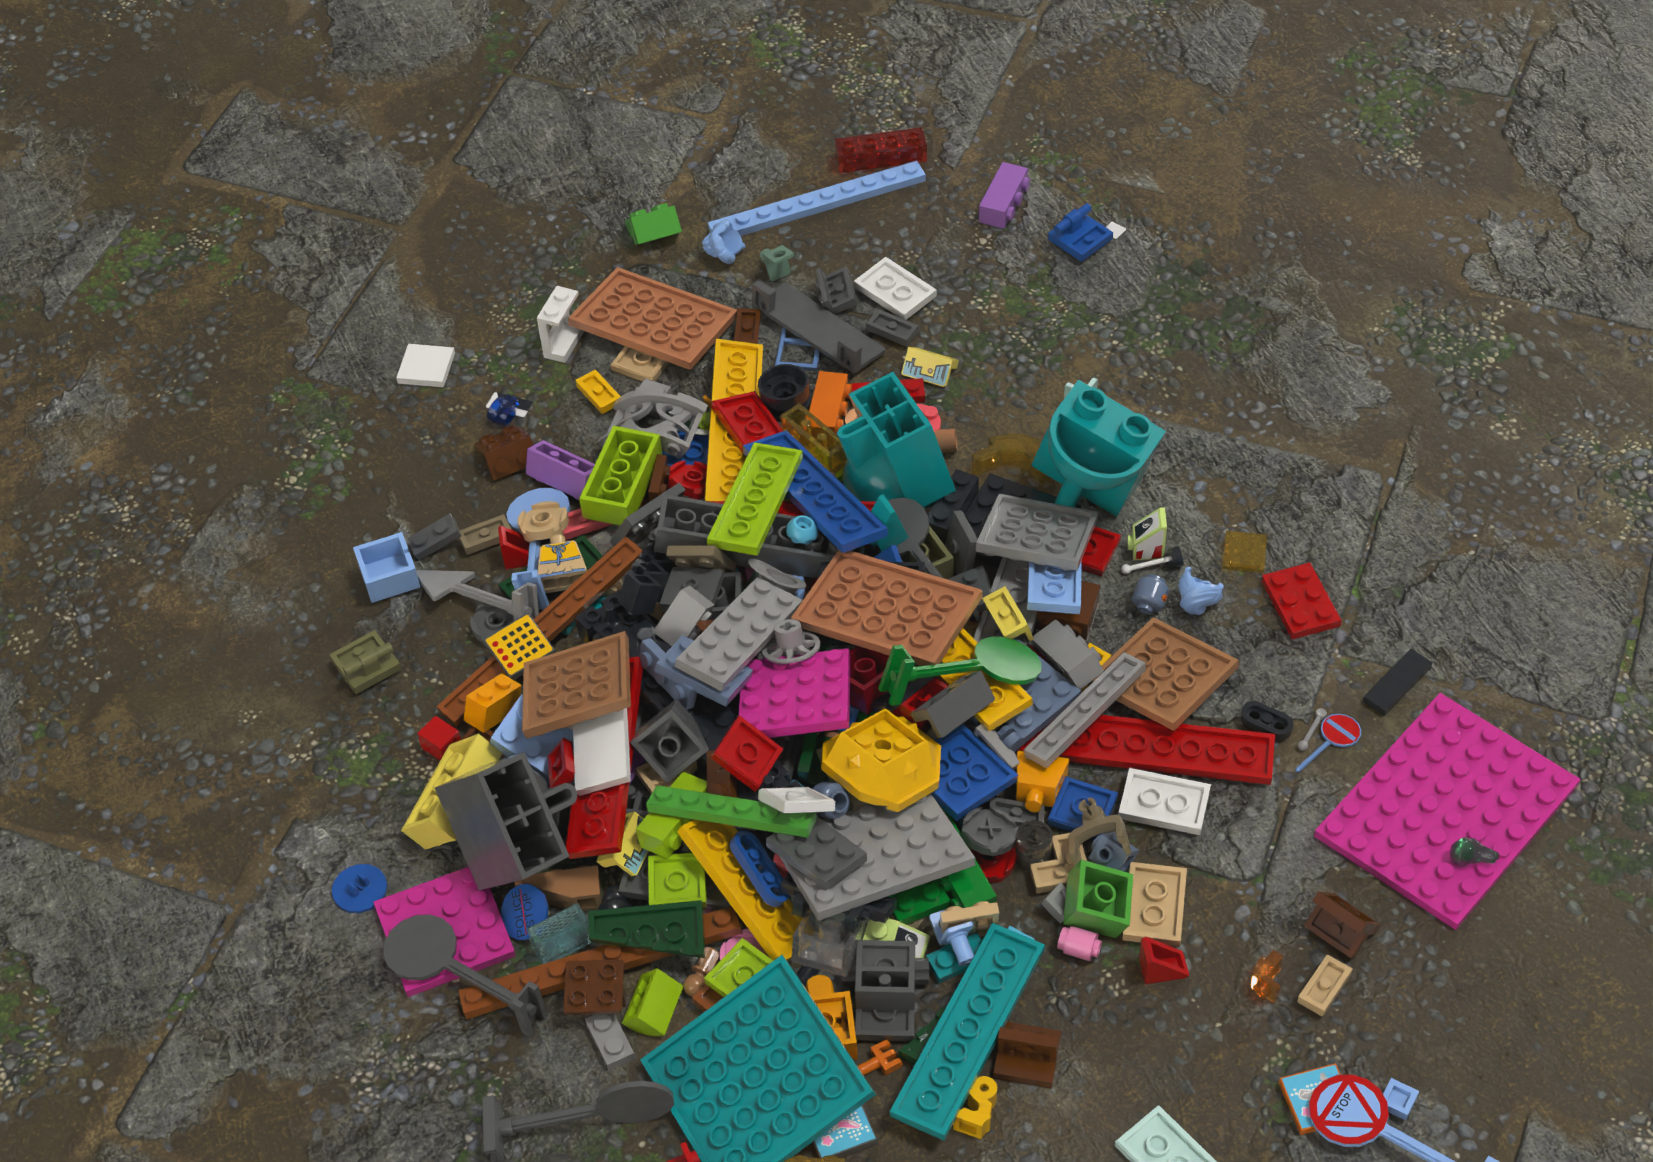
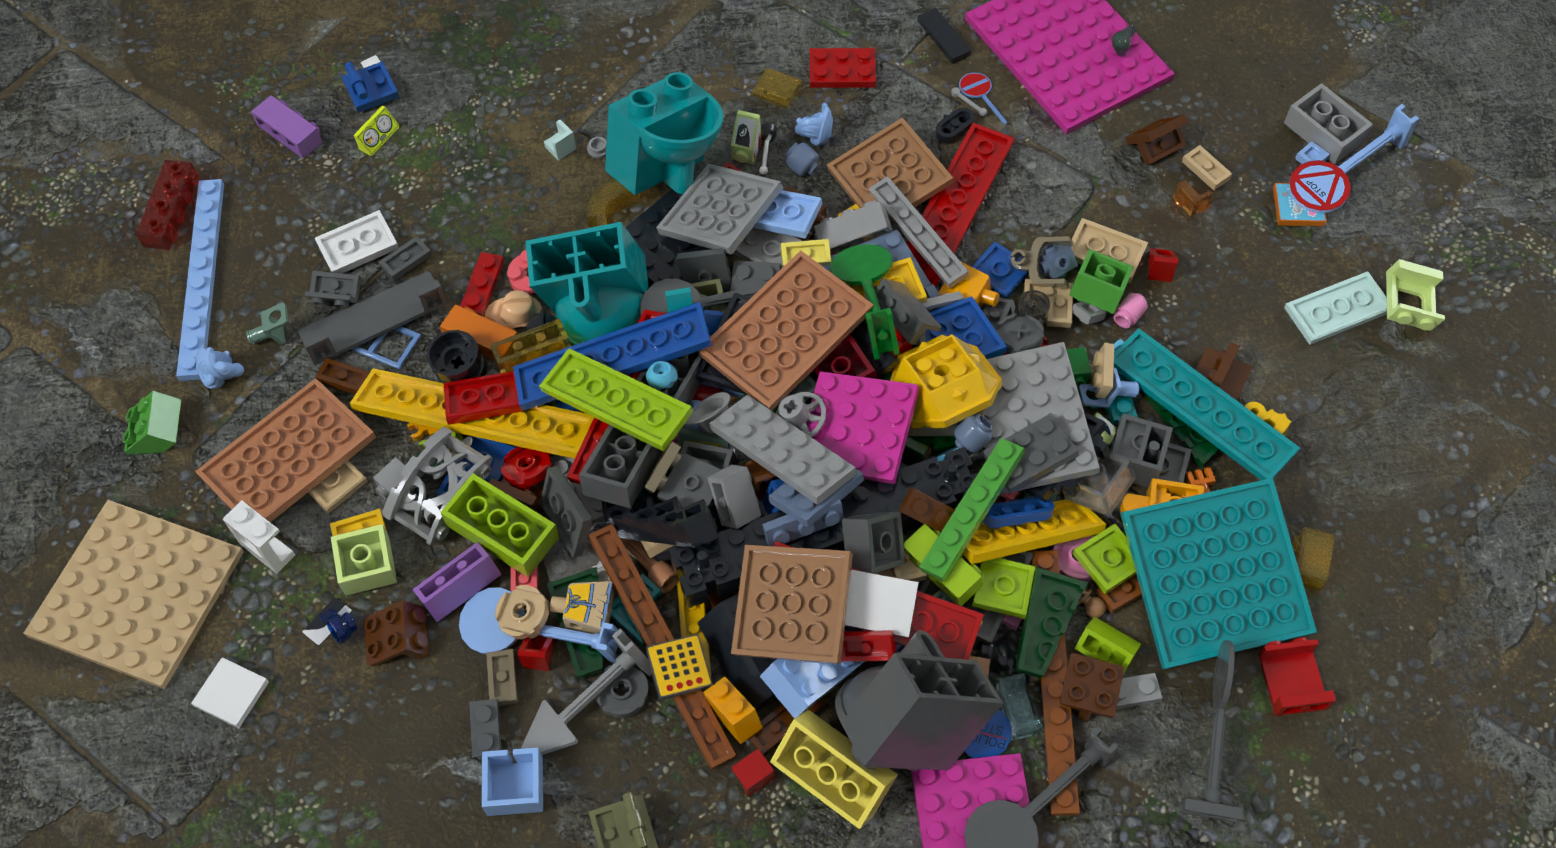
camera: 75 degrees left, 10 degrees up
(495, 274) = (135, 593): none -> tan plate
(565, 401) = (363, 560): none -> yellowish green brick
(746, 753) = (920, 477): red tile -> none
(796, 800) = (988, 449): white tile -> none
(928, 365) = (468, 243): panel -> none
(1029, 257) = (376, 131): none -> slope
(1164, 801) = (1010, 214): white plate -> none
(1452, 1102) = (1328, 122): none -> light grey brick

